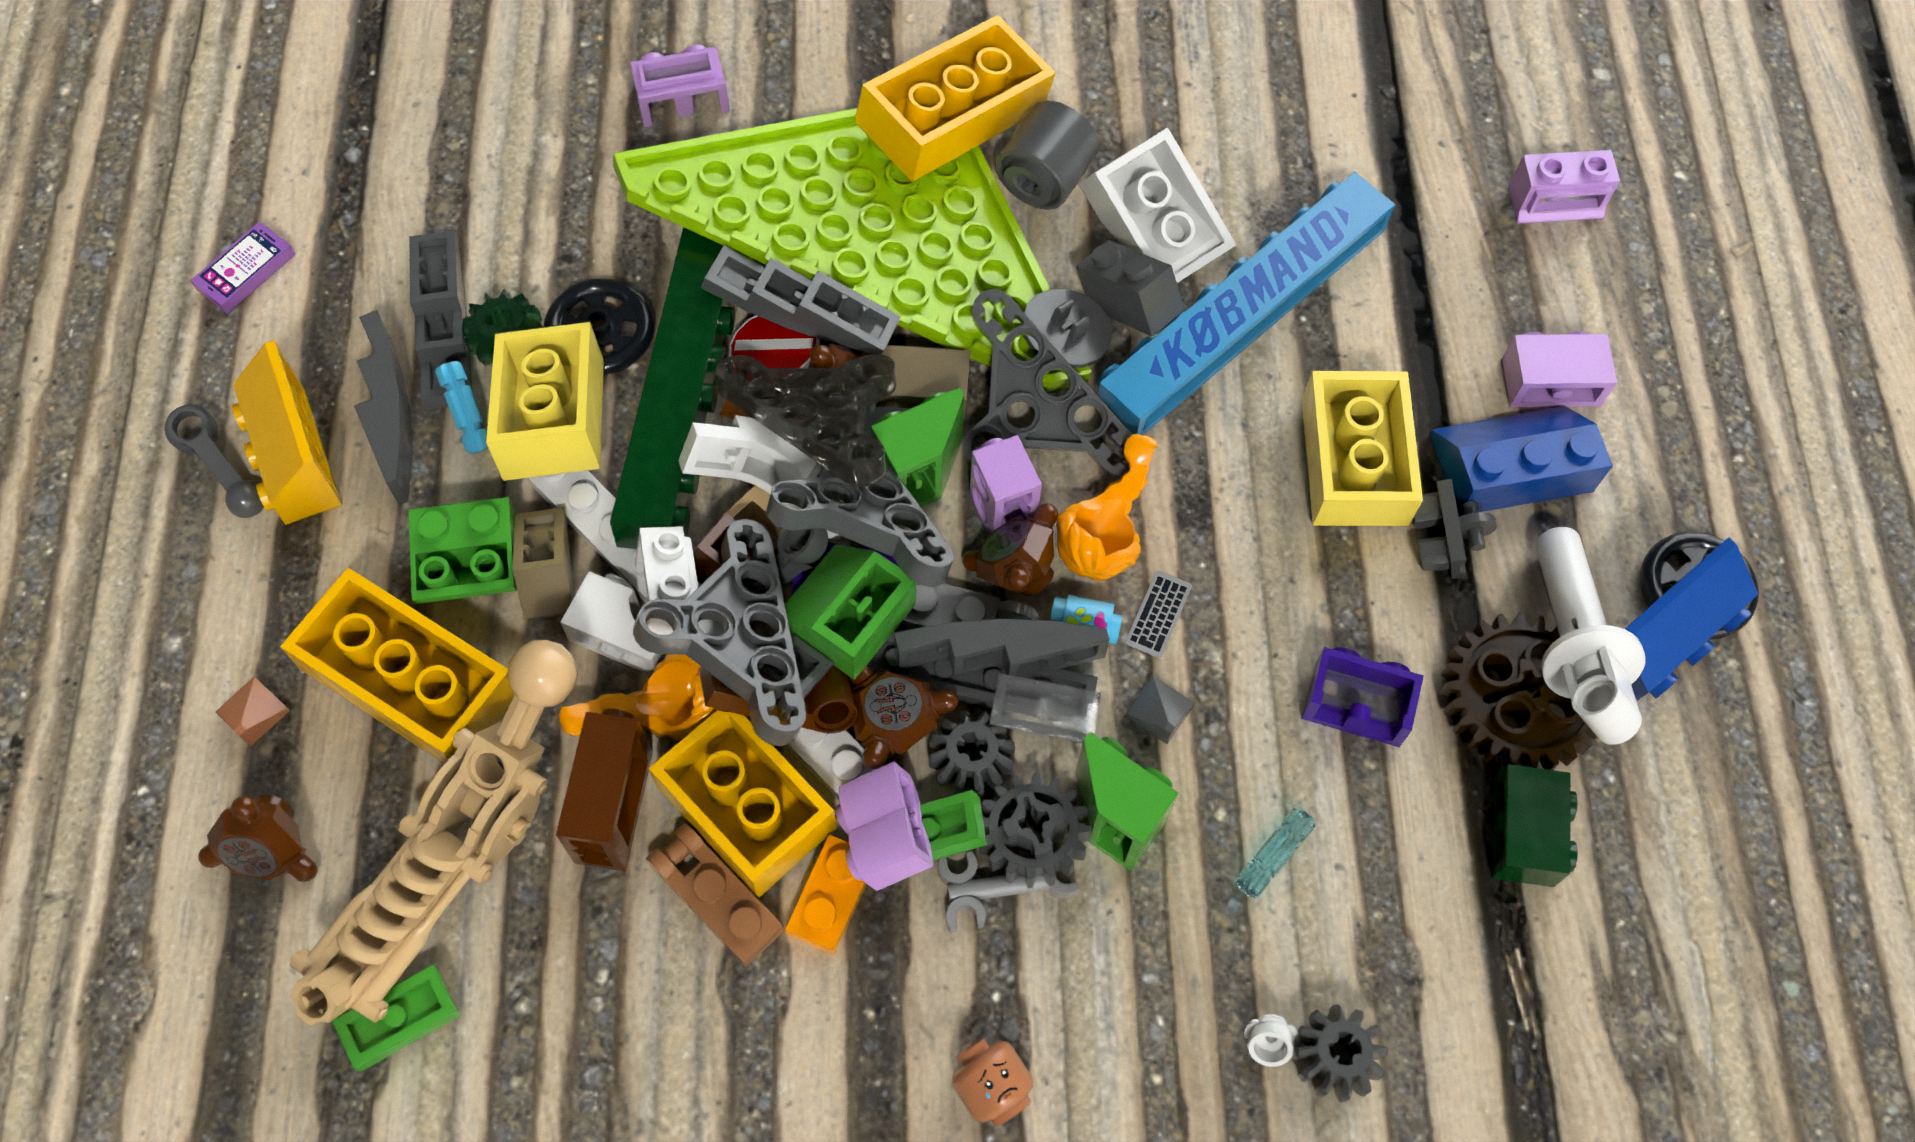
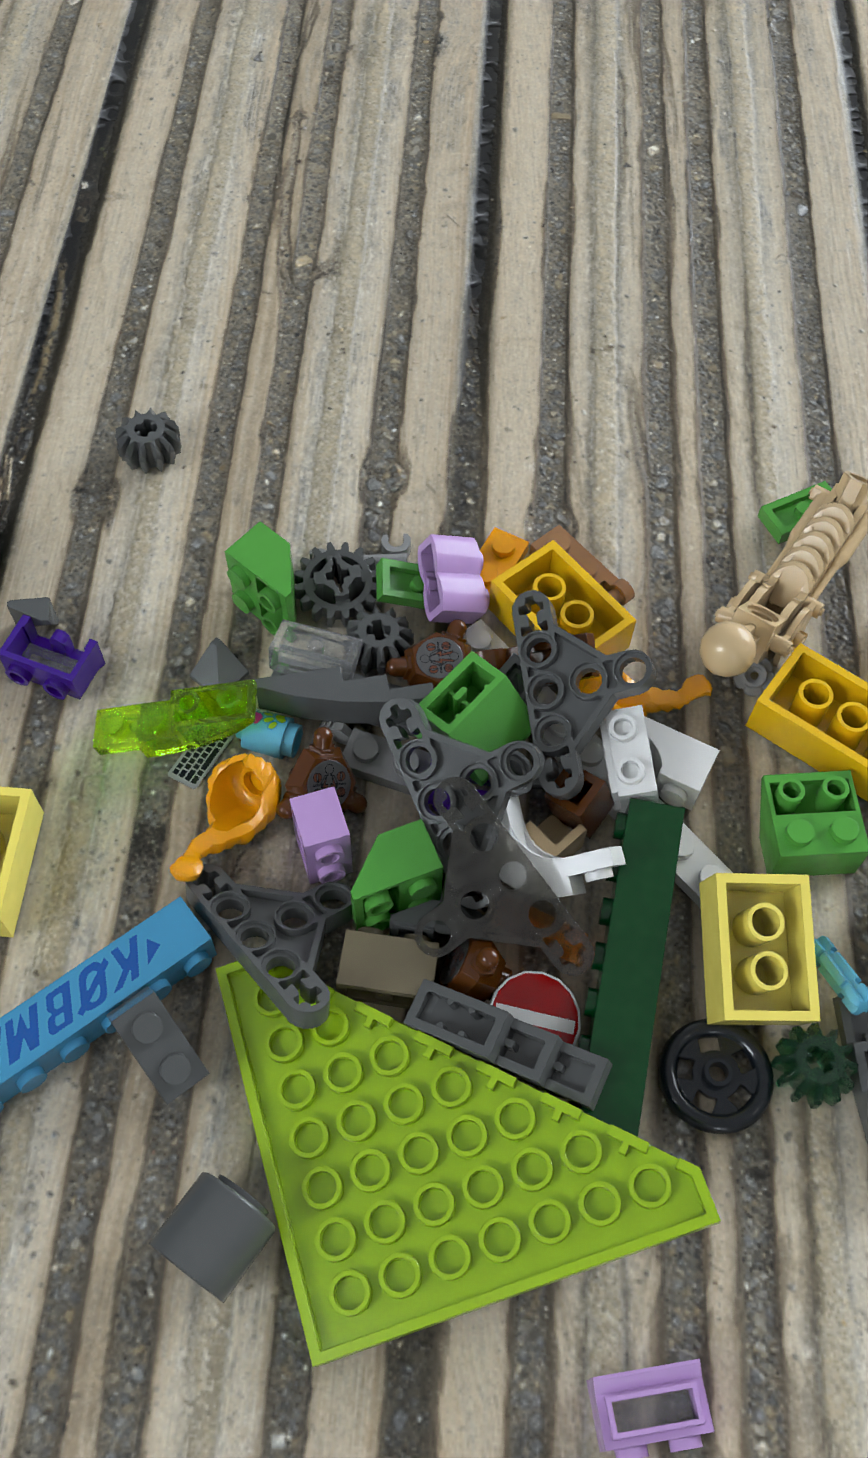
camera: 175 degrees left, 5 degrees down
(542, 563) = (742, 816): dark tan arch -> none
(605, 790) = (670, 617): reddish brown window -> none
(953, 97) = (307, 1311): yellow brick -> none
(992, 1081) = (389, 443): nougat head -> none
(1072, 324) = (230, 1018): dark grey piece -> none
(1159, 206) = (101, 1170): white slope -> none
(1188, 616) = (180, 724): none -> clear neon green slope
(1271, 1040) = (193, 453): white plate -> none
(1275, 852) = (155, 565): clear light blue axle -> none
(1401, 750) = (38, 609): none -> dark grey slope

